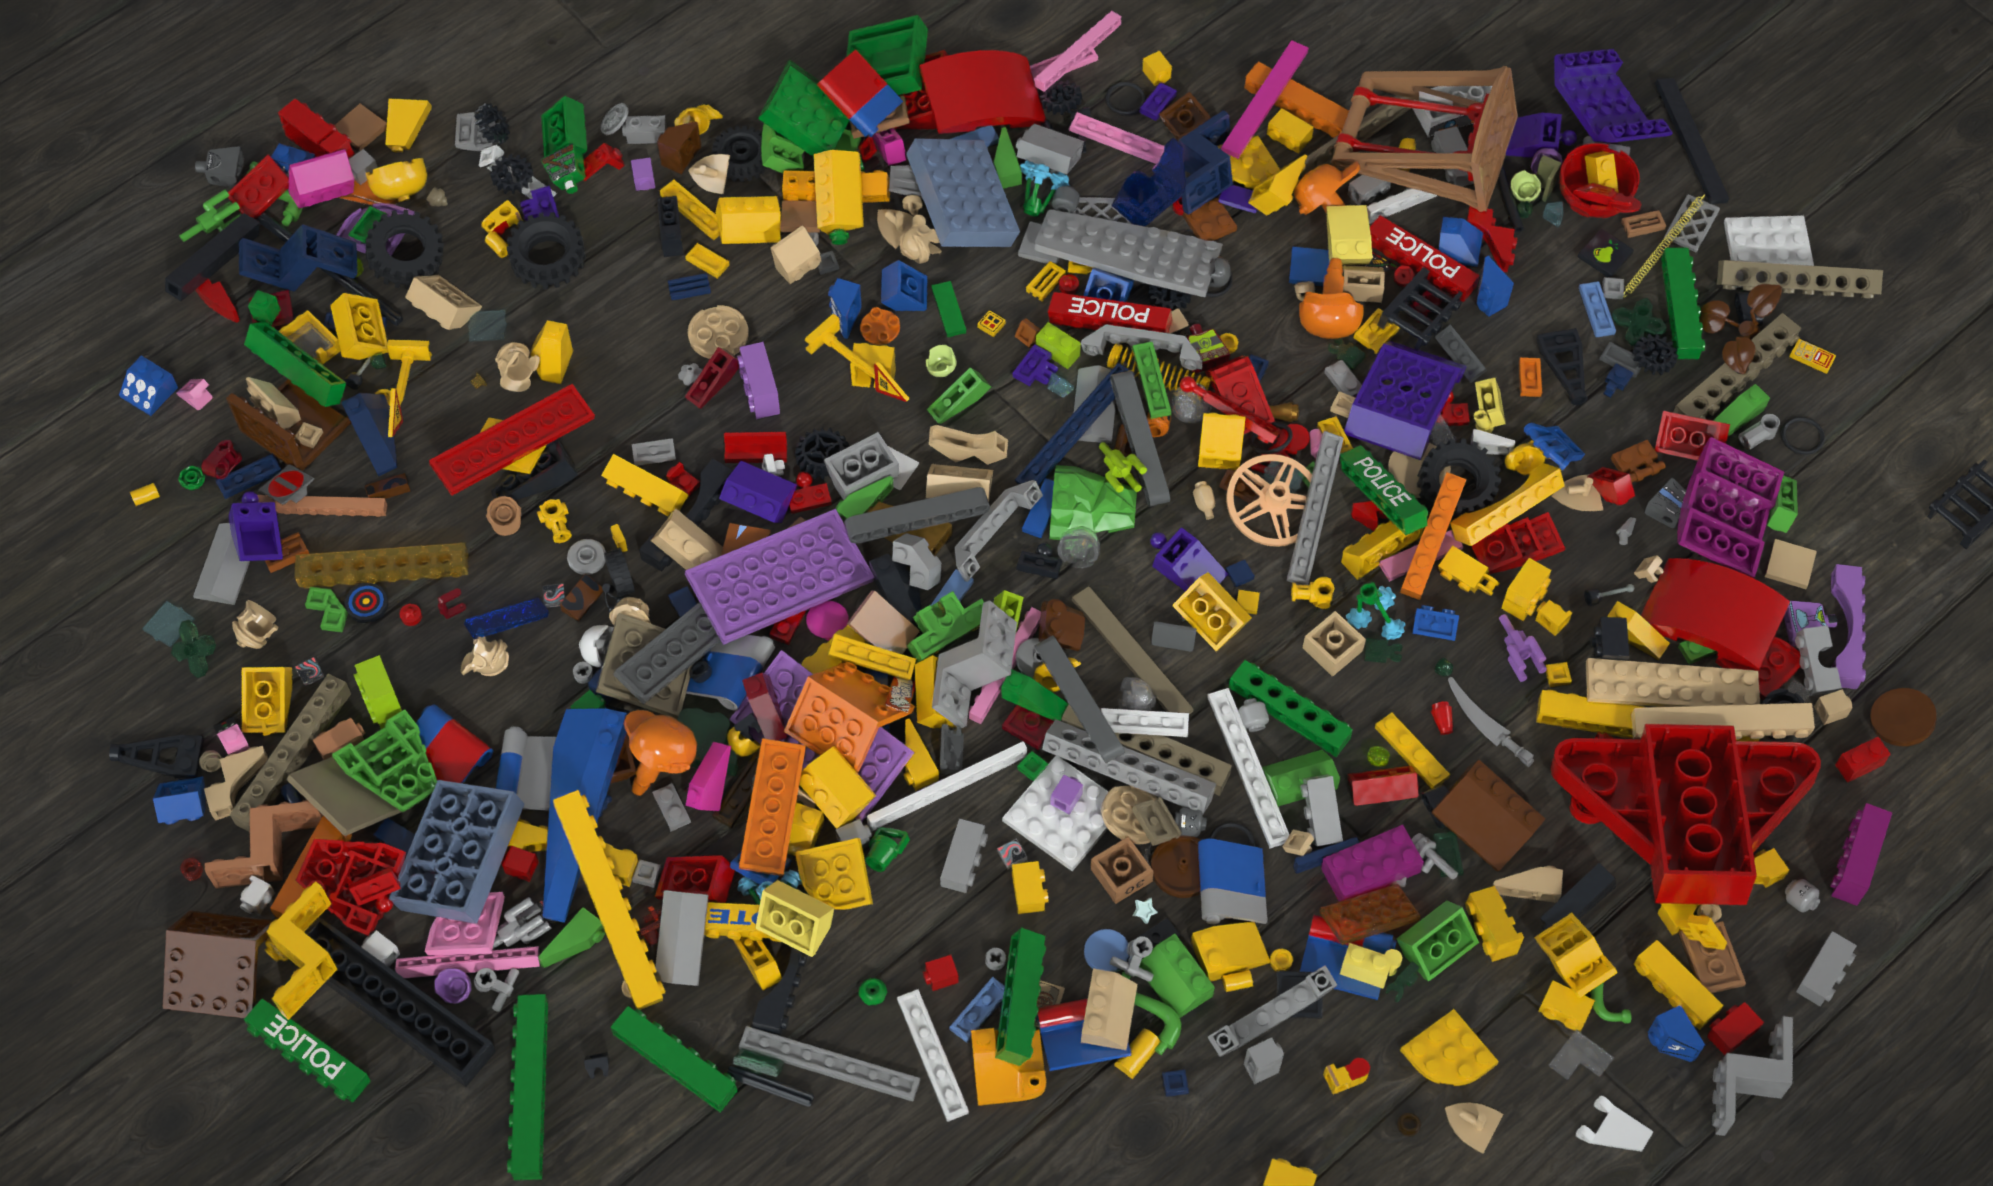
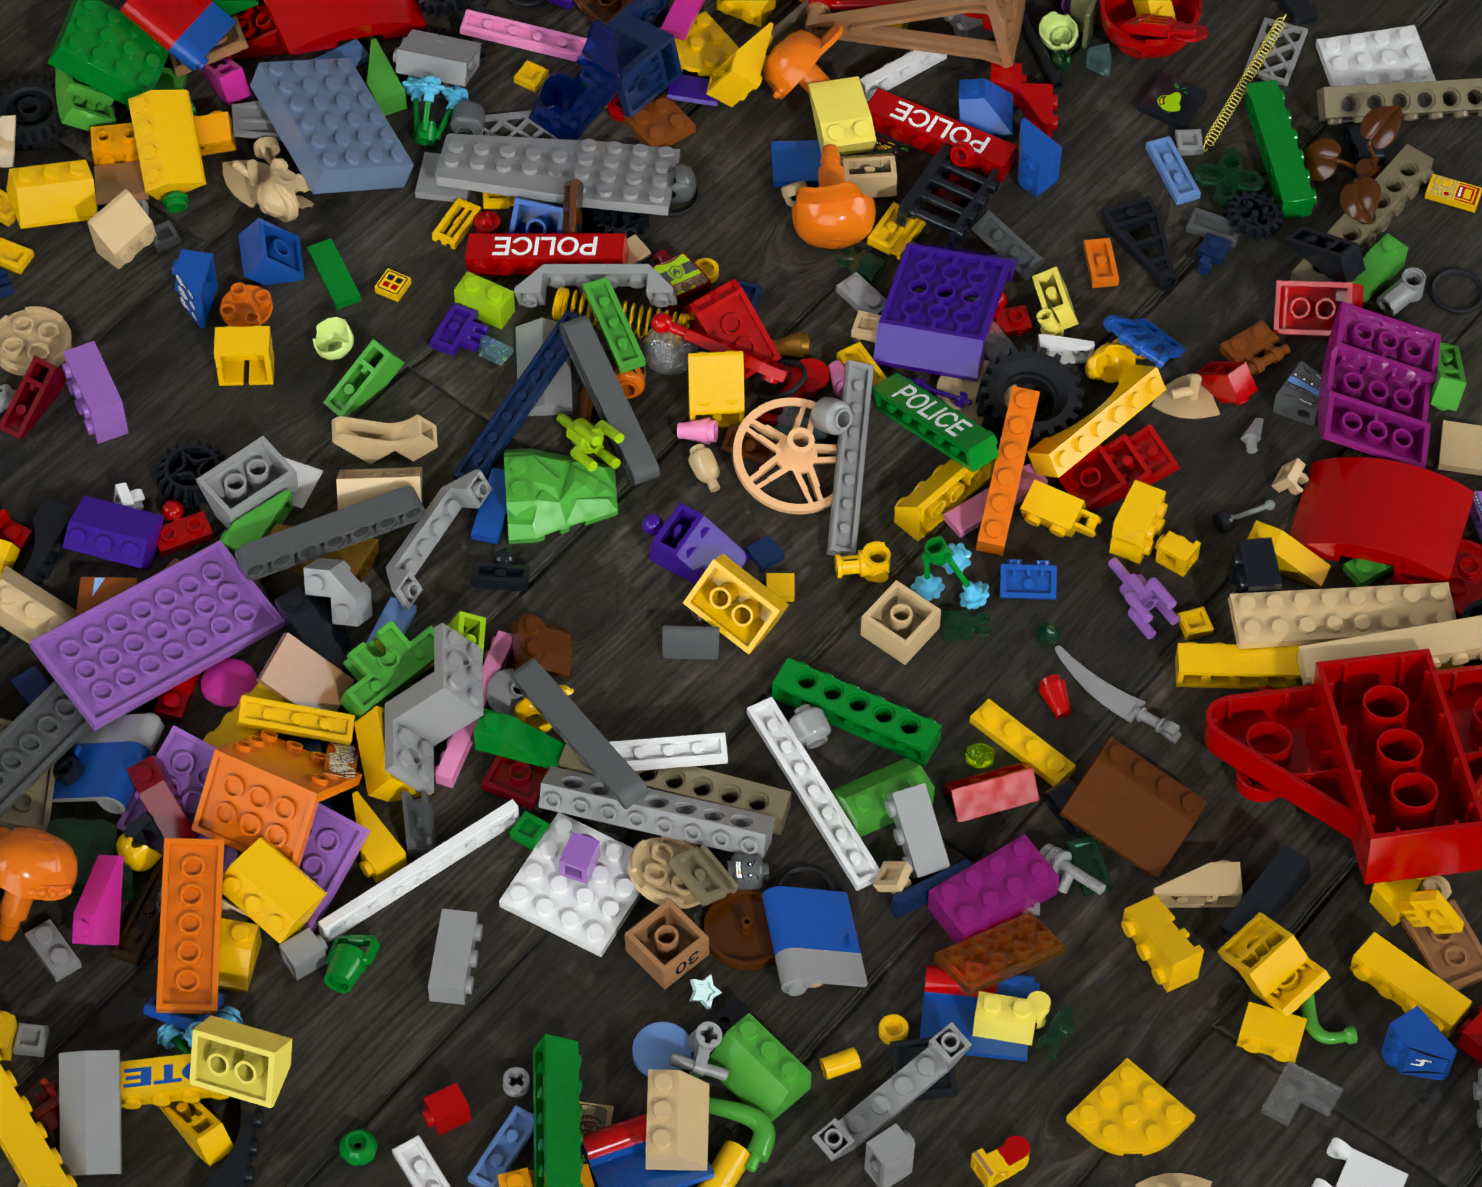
camera: 10 degrees left, 5 degrees down
(697, 875) = (101, 1027): red slope -> none
(754, 445) = (99, 475): red panel -> none
(825, 334) = (176, 320): yellow piece -> none
(836, 874) = (288, 1001): yellow plate -> none
(868, 149) = (198, 88): red slope -> none
(1012, 853) = (518, 945): tile -> none
(1027, 333) = (441, 289): dark orange tile -> none
(1028, 887) = (547, 985): yellow brick -> none
(1079, 546) = (550, 546): clear cylinder -> none
(1118, 170) = (531, 76): none -> yellow tile
(1130, 651) = (636, 669): dark tan tile -> none
(1134, 282) = (572, 206): none -> reddish brown slope
(1136, 695) = (652, 720): clear cylinder -> none
(1205, 470) = (699, 430): none -> bright pink cone
(1229, 949) = (822, 1024): yellow slope -> none
(1305, 474) = (831, 416): none -> light grey head
(1366, 188) = (856, 58): light grey brick -> none
(1367, 514) = (919, 457): red slope -> none
(1377, 456) = (959, 400): none -> dark purple piece
(1403, 275) = (919, 159): red tile -> none
(1436, 277) = (958, 157): none -> red plate
(1438, 939) = (1093, 973): bright green slope -> none
(1644, 226) = (1217, 62): medium nougat tile -> none
(1707, 395) = (1330, 254): none -> black slope

